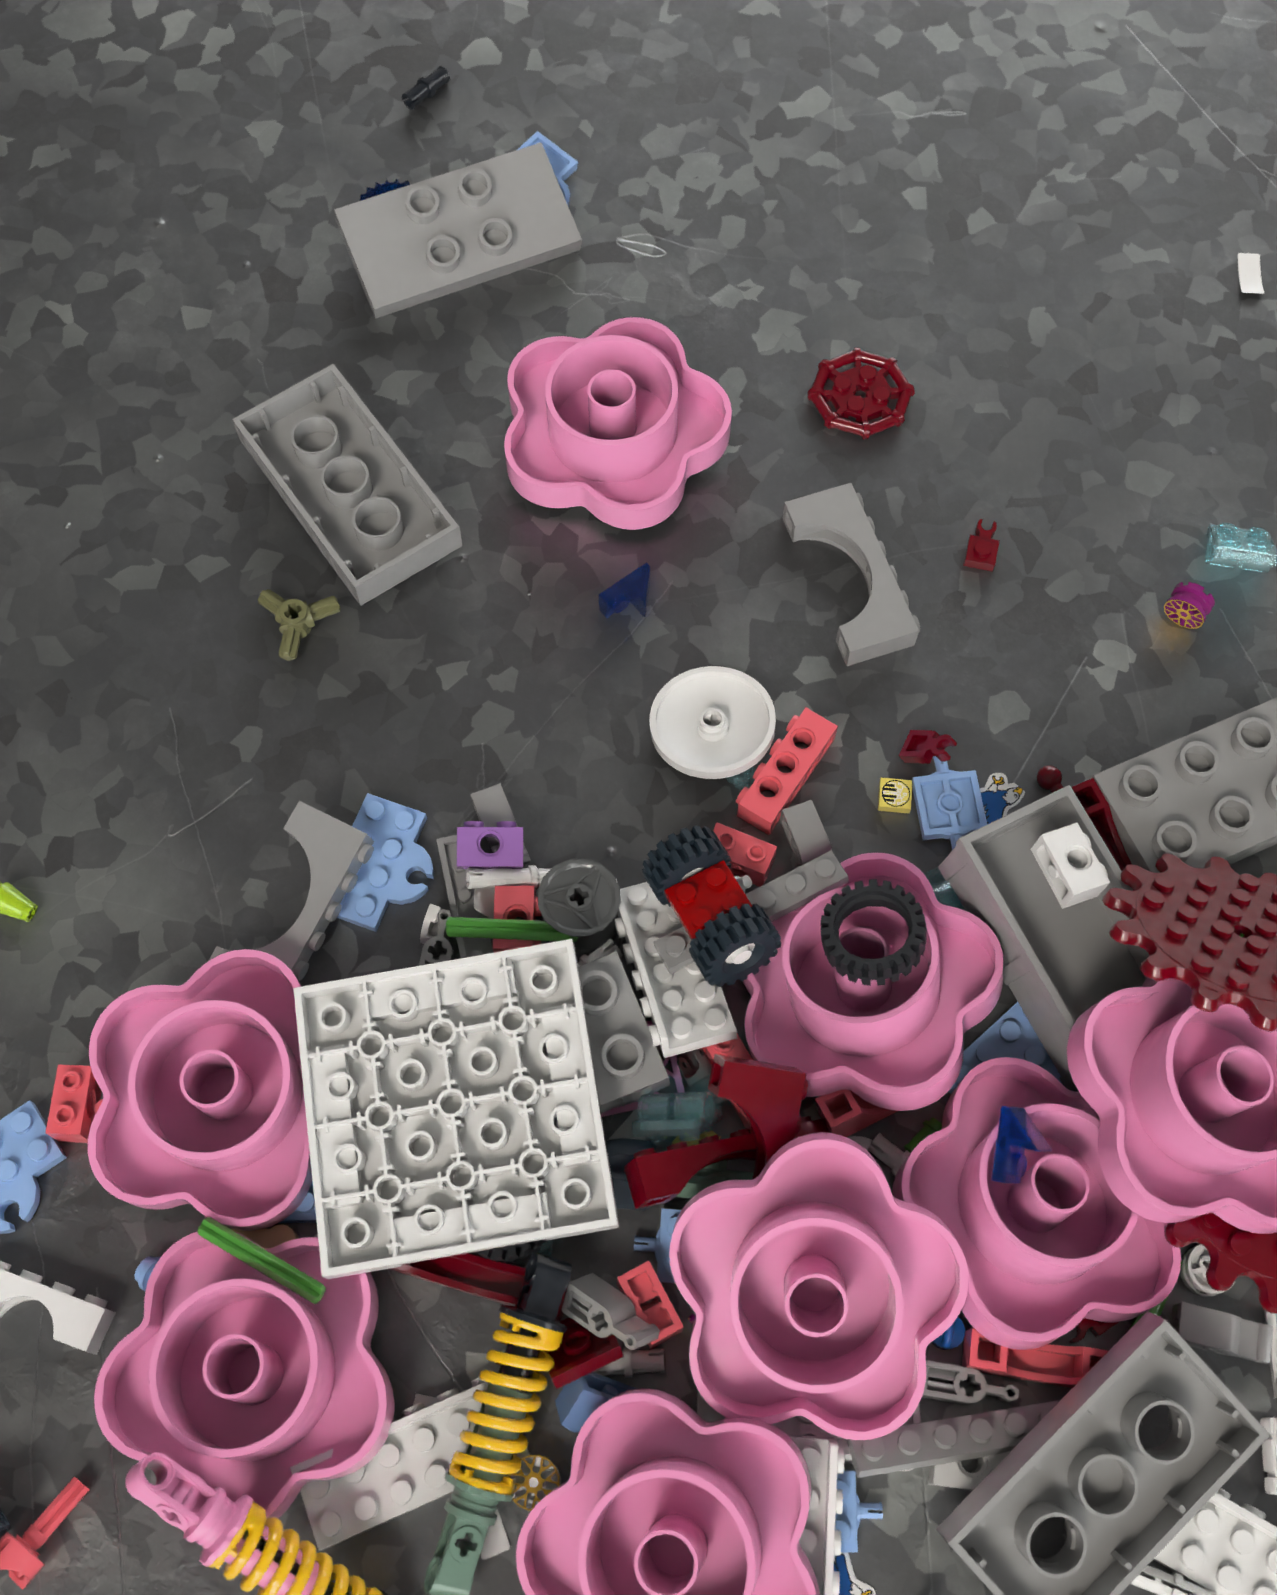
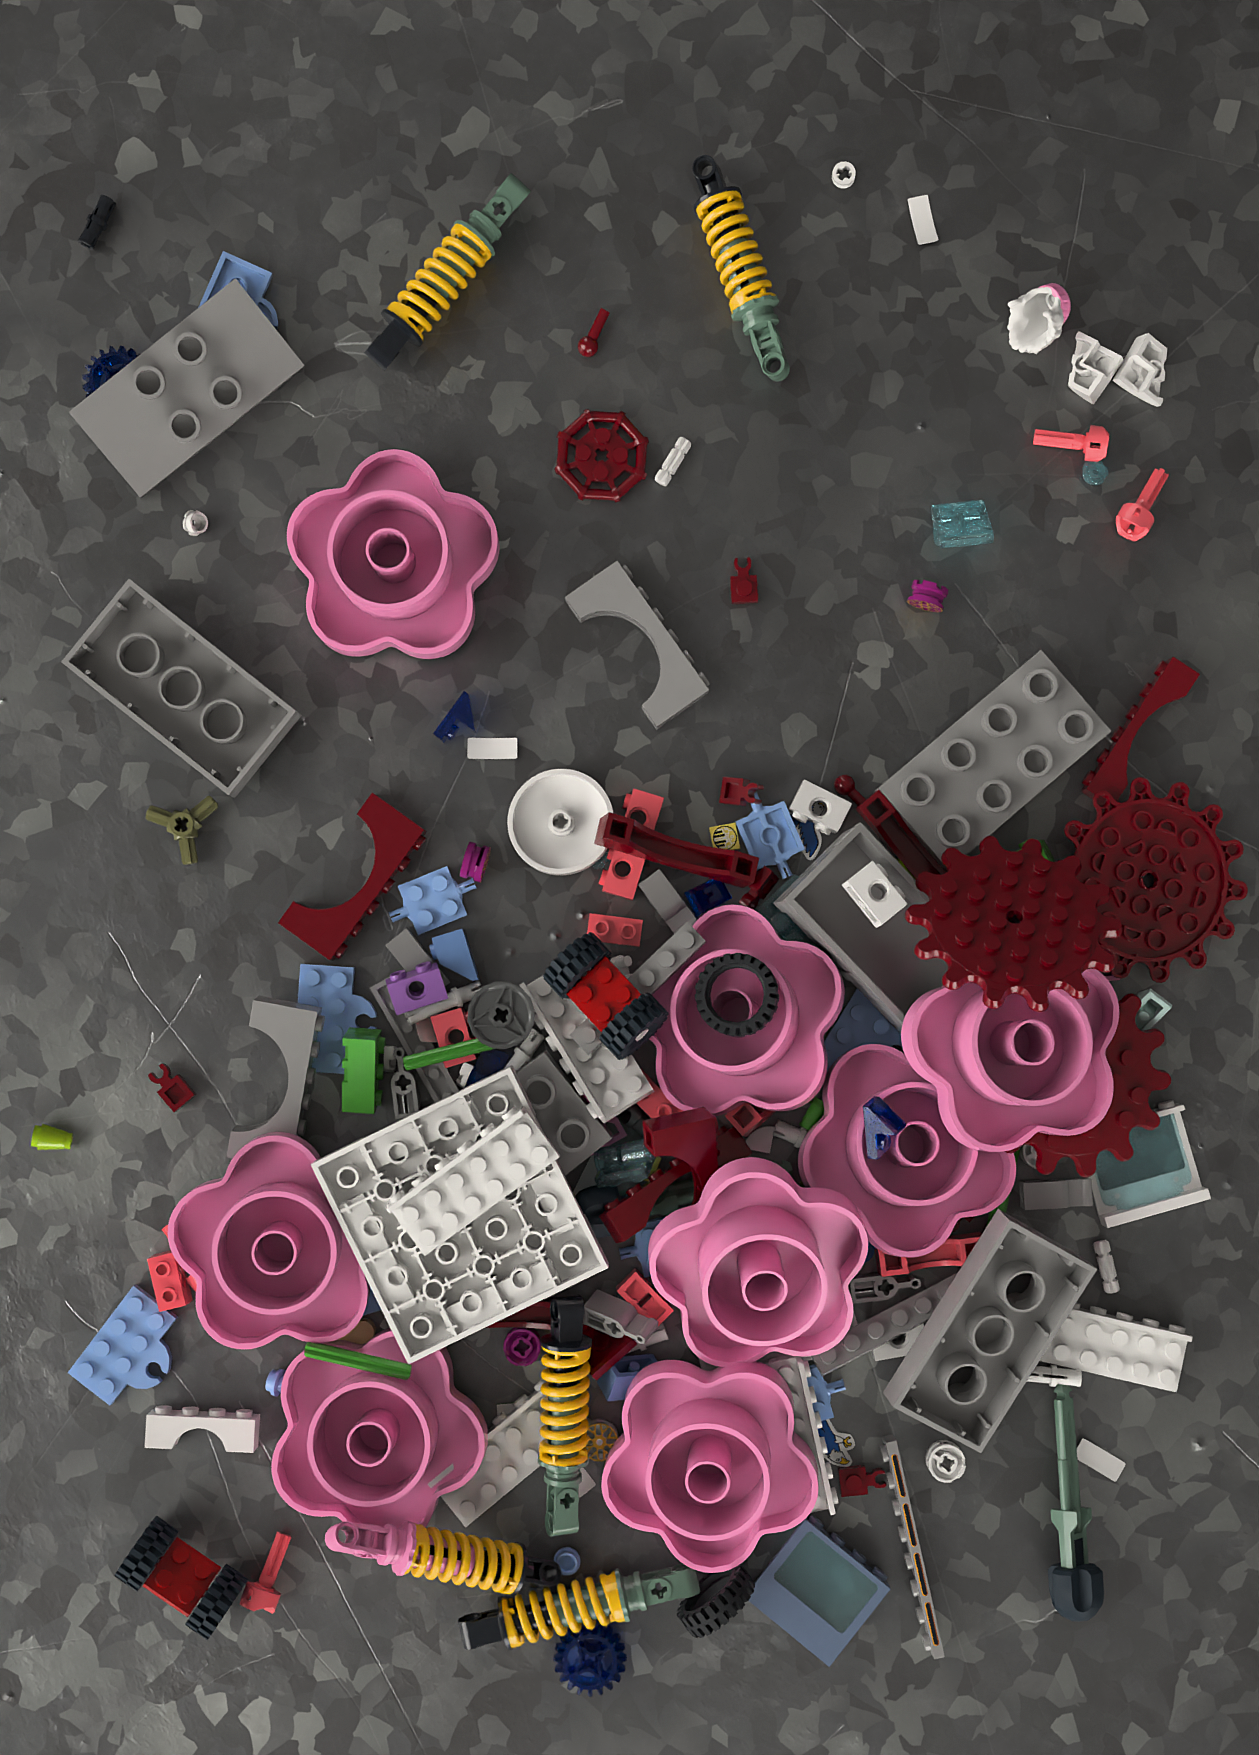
camera: 20 degrees left, 20 degrees up
(171, 889) = (174, 1090): none -> dark red plate
(395, 921) = (362, 1070): none -> bright green wedge
(420, 763) = (331, 928): none -> dark red arch
(426, 347) = (200, 522): none -> white plate
(473, 1322) = (522, 1346): none -> magenta wheel
(481, 1058) = (473, 1179): none -> white bracket
(540, 769) = (432, 900): none -> light blue plate
(546, 829) = (455, 953): none -> medium blue slope
(601, 738) = (471, 861): none -> magenta wheel
(658, 636) = (492, 748): none -> white sticker
(748, 197) = (466, 246): none -> piece
(852, 842) = (707, 896): none -> clear blue slope
(875, 297) = (588, 344): none -> dark red bar
(885, 815) = (640, 841): none -> dark red arch
(928, 852) = (762, 885): none -> dark red plate
(935, 416) = (673, 461): none -> white axle
(1010, 772) = (835, 807): none -> white brick
(1052, 260) = (739, 264): none -> piece
(1173, 211) = (841, 167): none -> white bush

